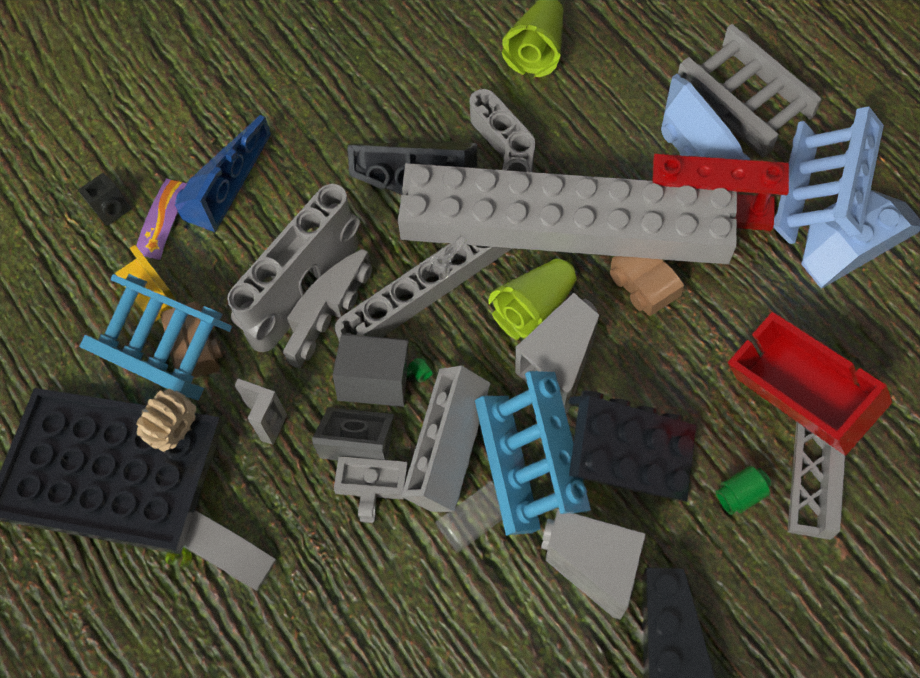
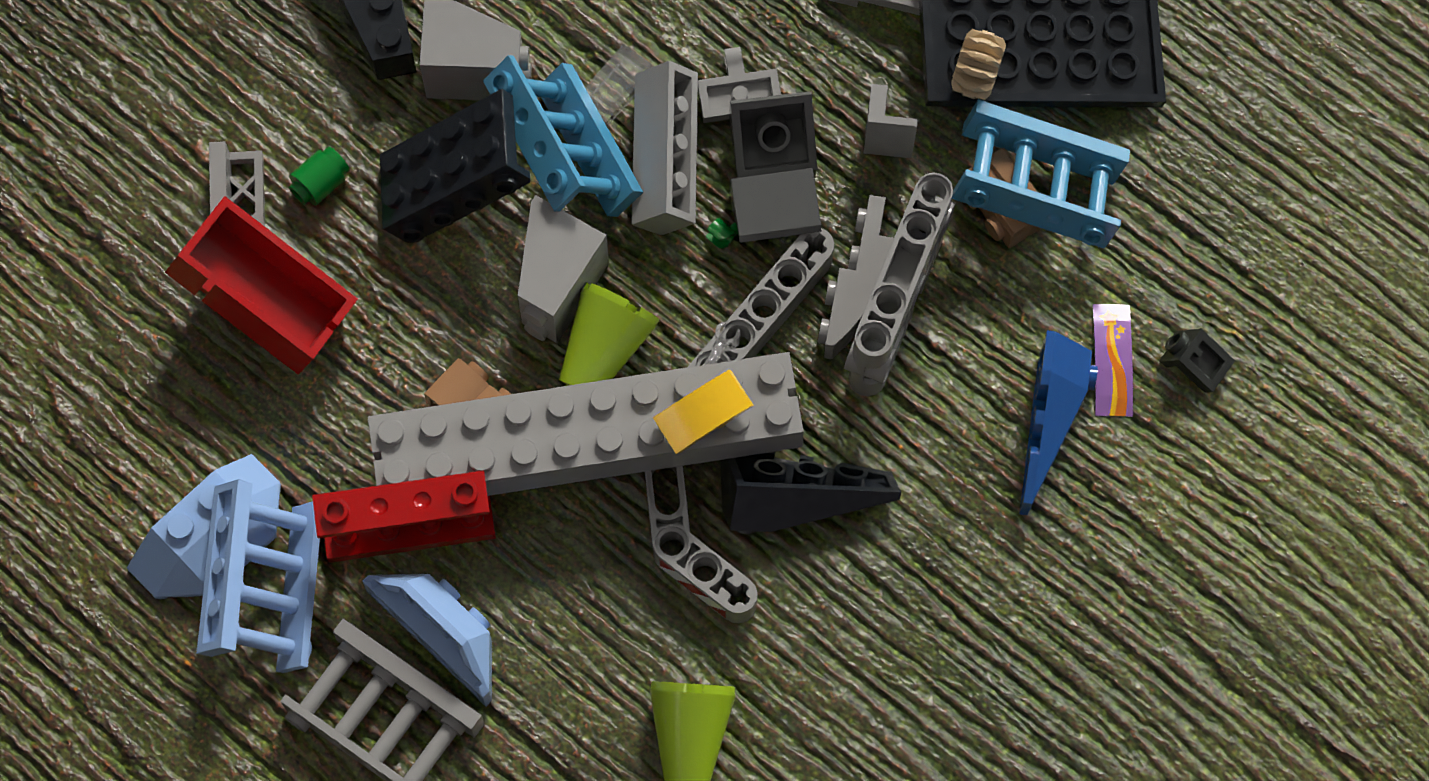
camera: 160 degrees right, 5 degrees up
(142, 269) = (1099, 267): yellow panel -> none
(472, 174) = (703, 411): none -> yellow slope

